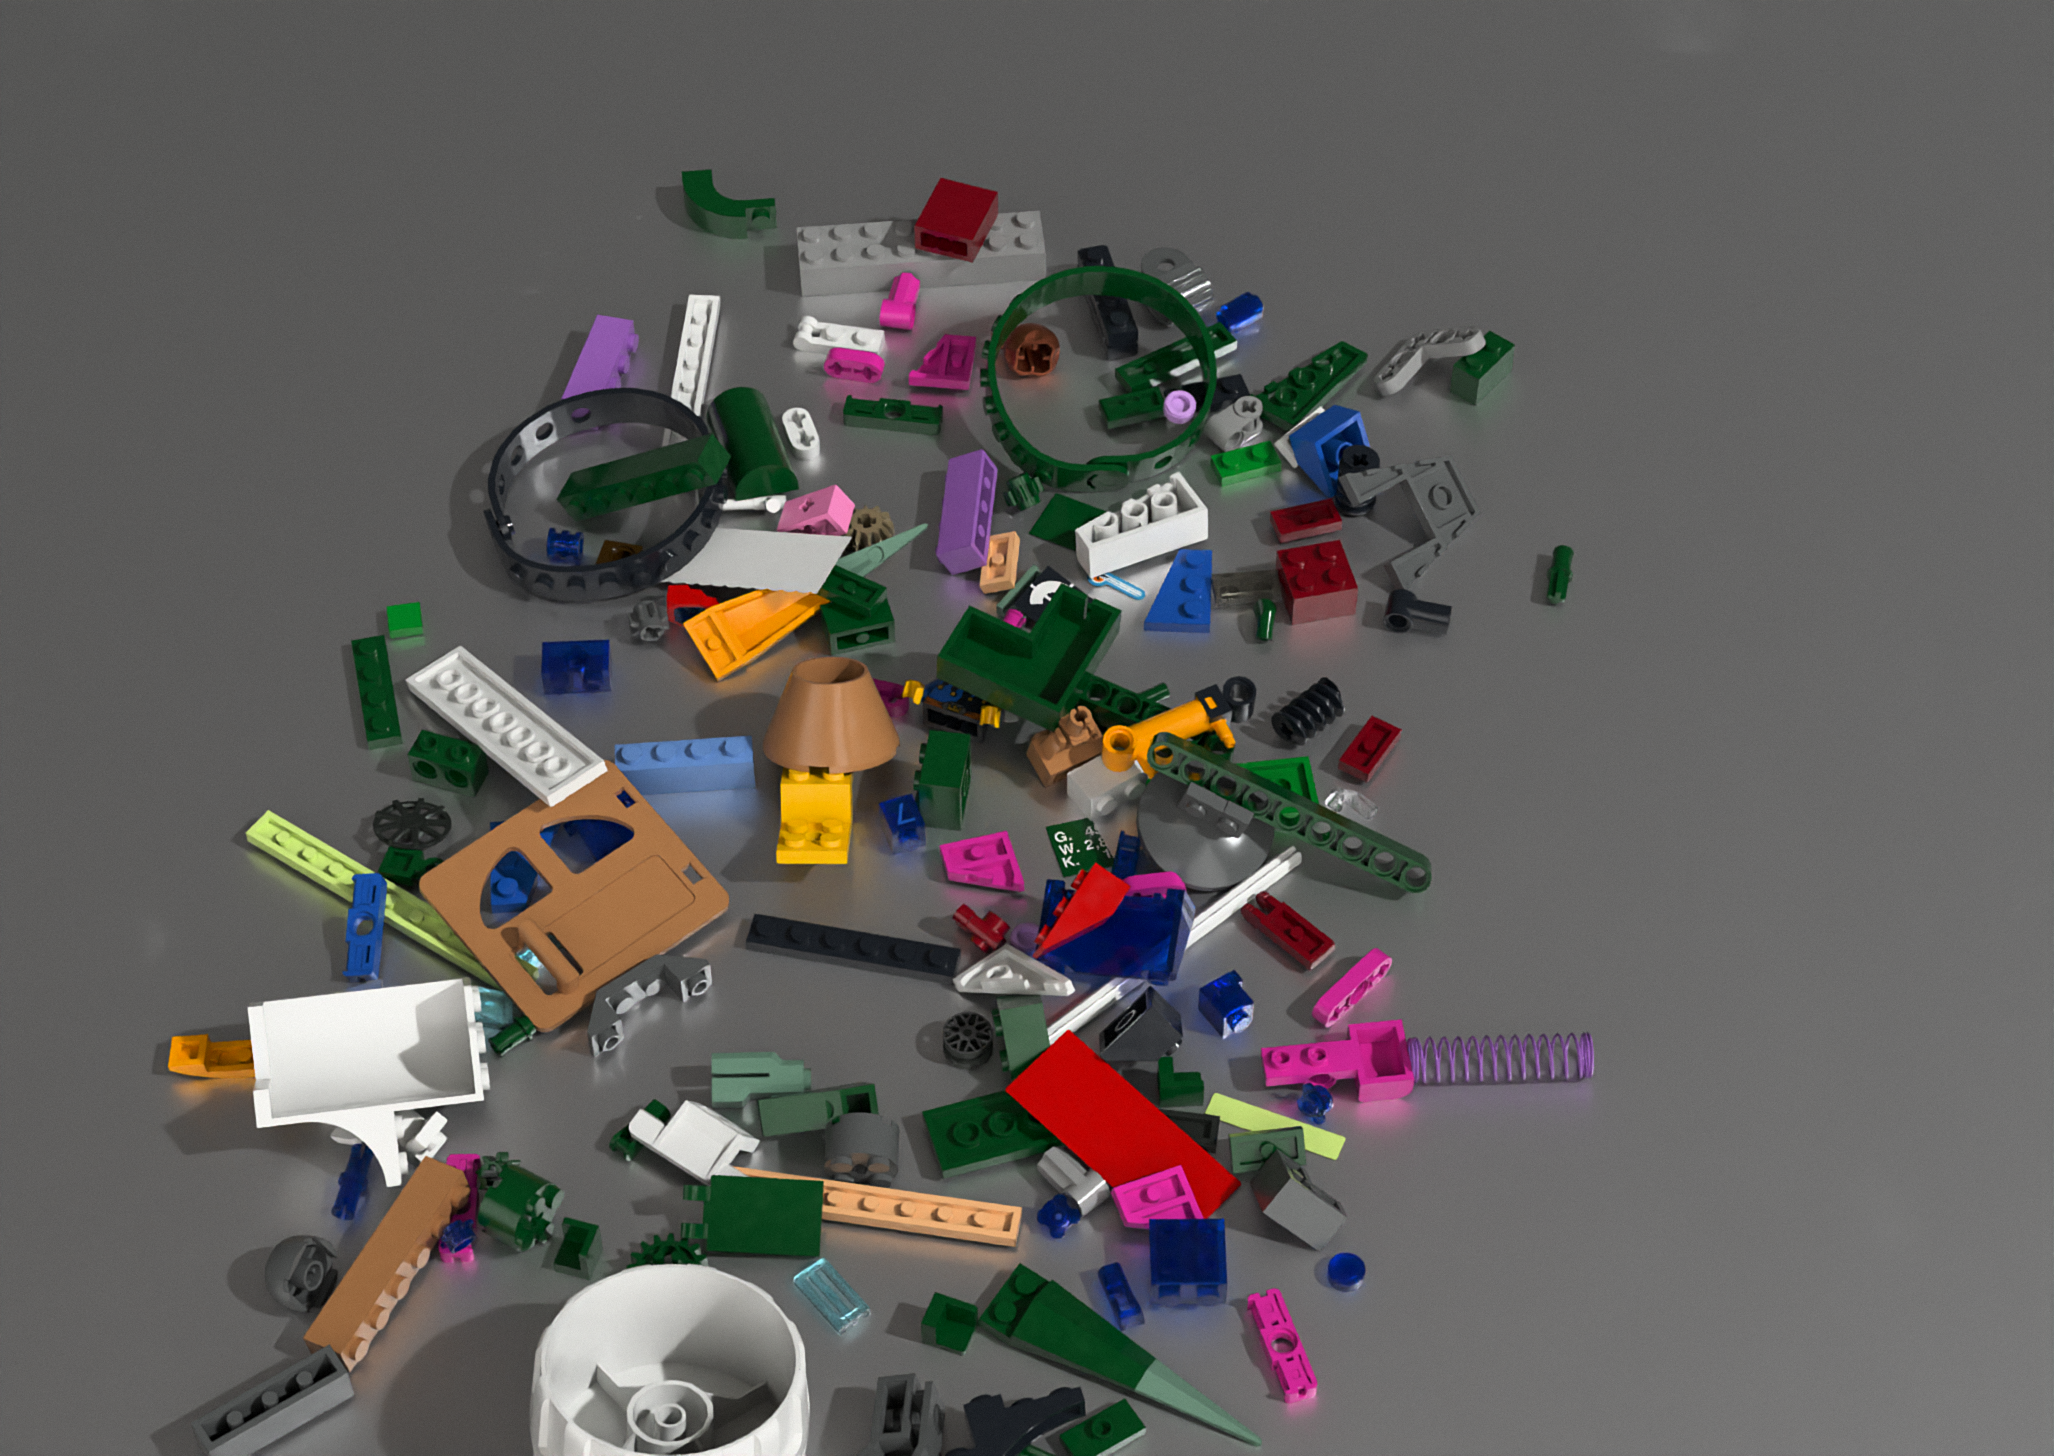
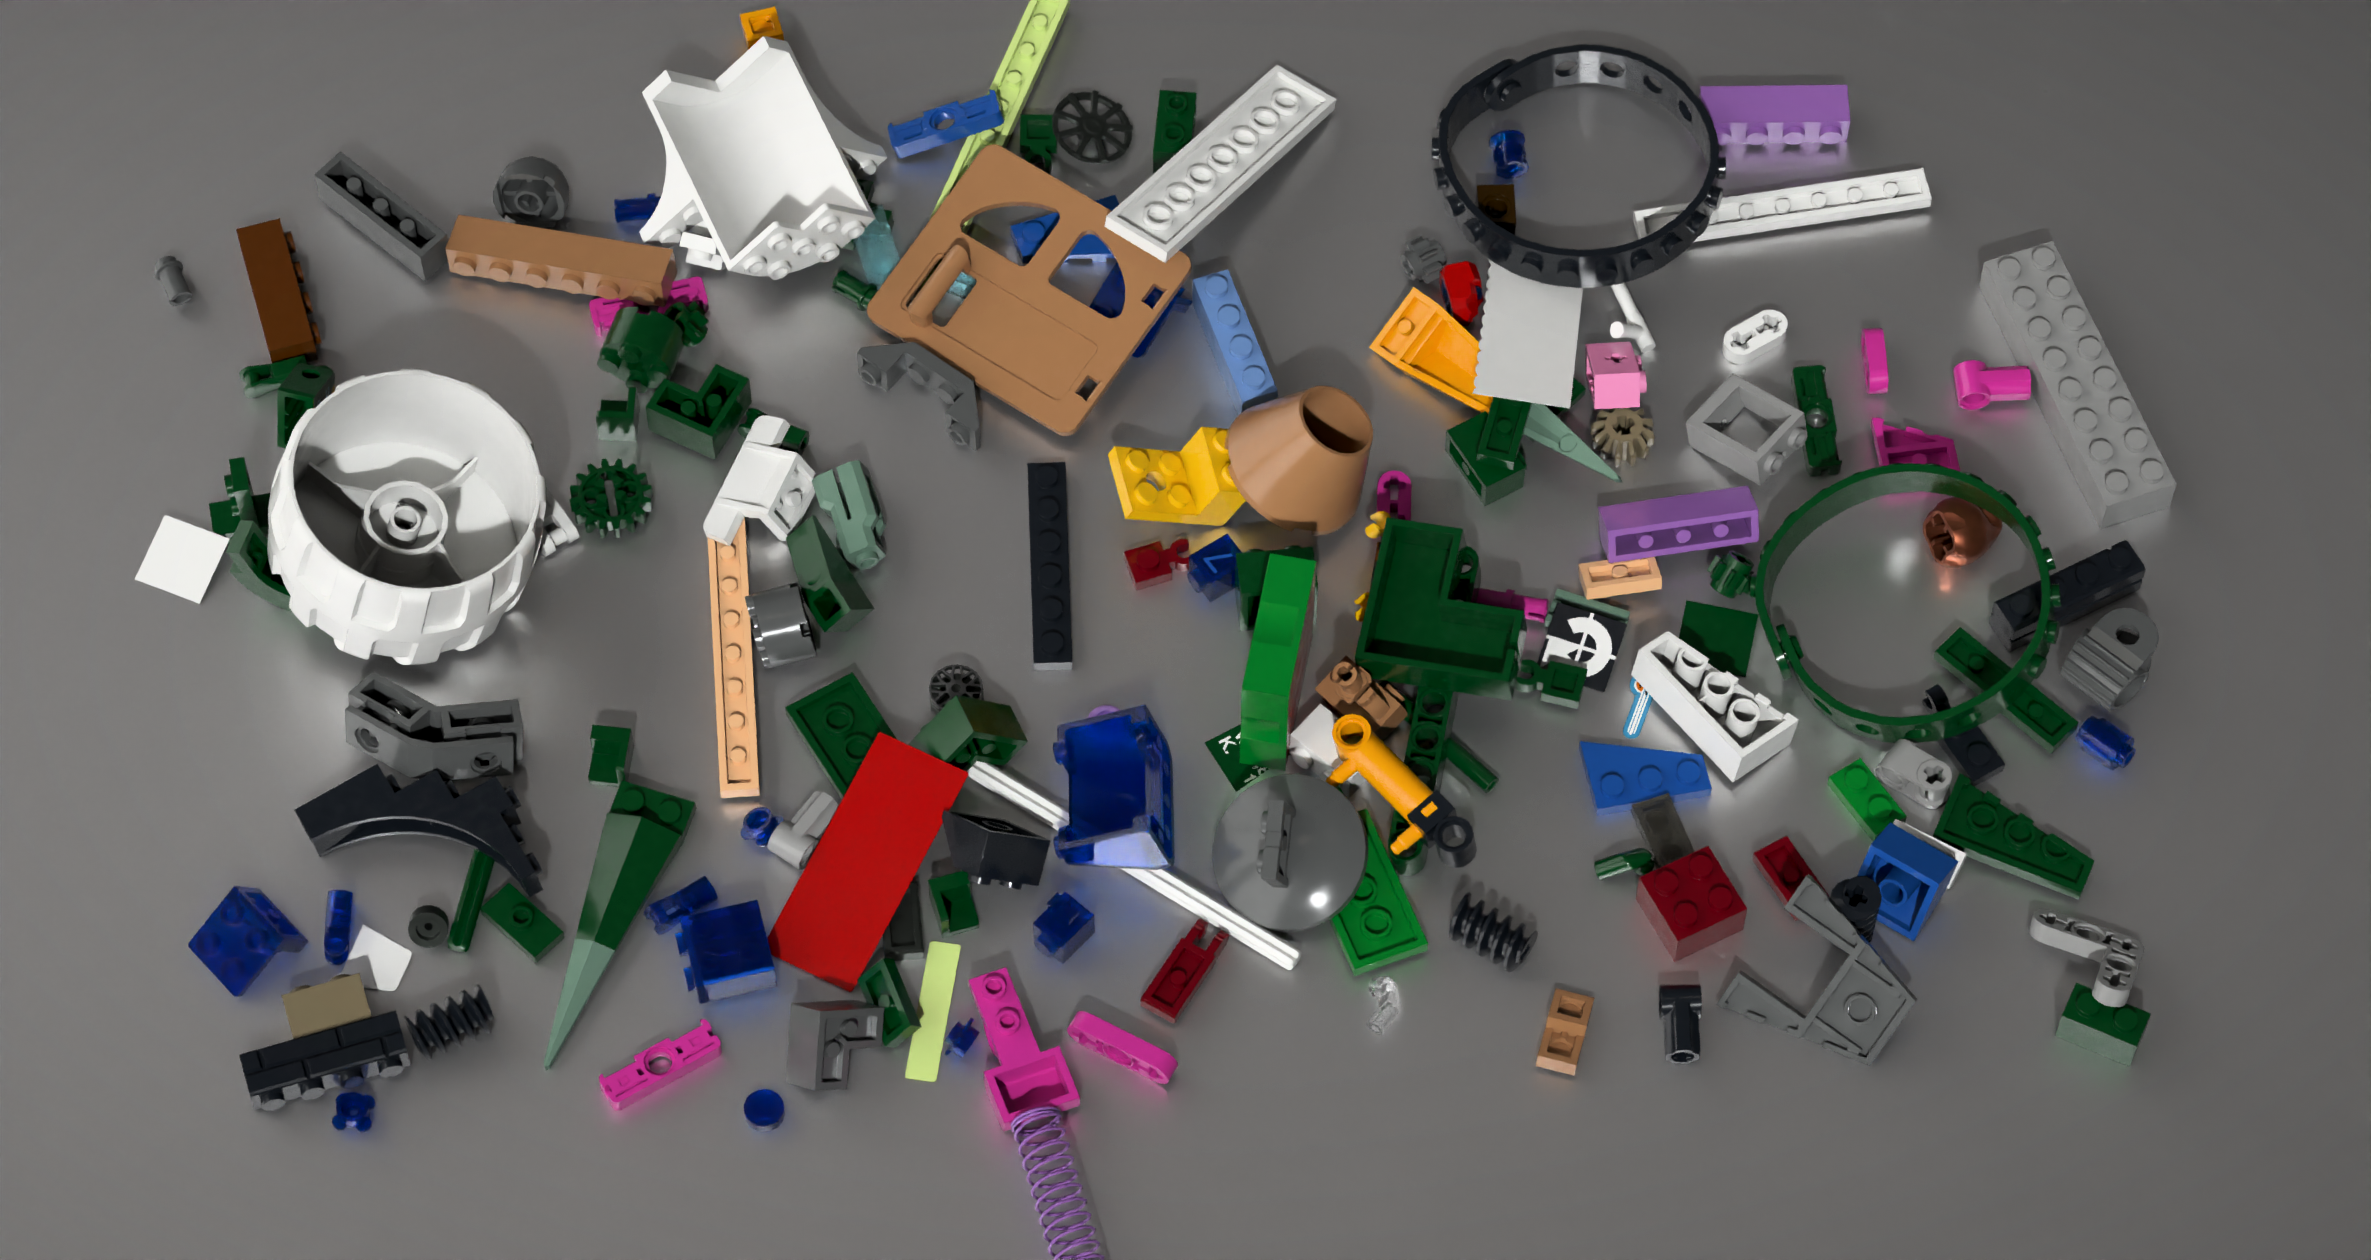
camera: 75 degrees right, 10 degrees up
(376, 692) = (1260, 46): dark green plate -> none
(404, 620) = (1363, 42): green tile -> none
(458, 1235) = (599, 306): clear blue plate -> none
(576, 667) = (1341, 194): clear blue brick -> none
(610, 1175) = (703, 418): none -> dark green brick
(644, 477) = (1579, 186): dark green brick -> none
(724, 215) = (2081, 142): dark green arch -> none
(750, 435) = (1710, 291): dark green brick -> none
(758, 1215) = (687, 553): dark green tile -> none
(836, 336) = (1917, 339): white plate -> none
(849, 1317) = (639, 655): clear light blue tile -> none
(877, 872) = (1153, 565): none -> dark red plate
(907, 468) = (1723, 406): none -> light grey window
(956, 220) = (2106, 393): dark red brick -> none
(983, 862) = (1193, 657): dark pink wing -> none
(986, 932) = (1102, 675): dark red plate -> none
(1012, 973) = (1038, 711): white wing -> none
(1036, 775) = (1277, 661): none -> green tile
(1090, 906) = (1123, 753): red slope -> none
(1126, 861) = (1222, 793): clear blue bar -> none
(1132, 407) = (1909, 660): dark green plate -> none
(1148, 884) = (1198, 824): dark pink beam -> none
(1156, 1197) = (792, 913): dark pink wing -> none
(1179, 407) = (1888, 694): lavender tile -> none
(1299, 826) = (1304, 923): dark green beam -> none
(1369, 749) = (1463, 1007): dark red plate -> none
(1399, 690) = (1564, 1031): none -> medium nougat slope
(1559, 574) = (1796, 1167): dark green axle -> none

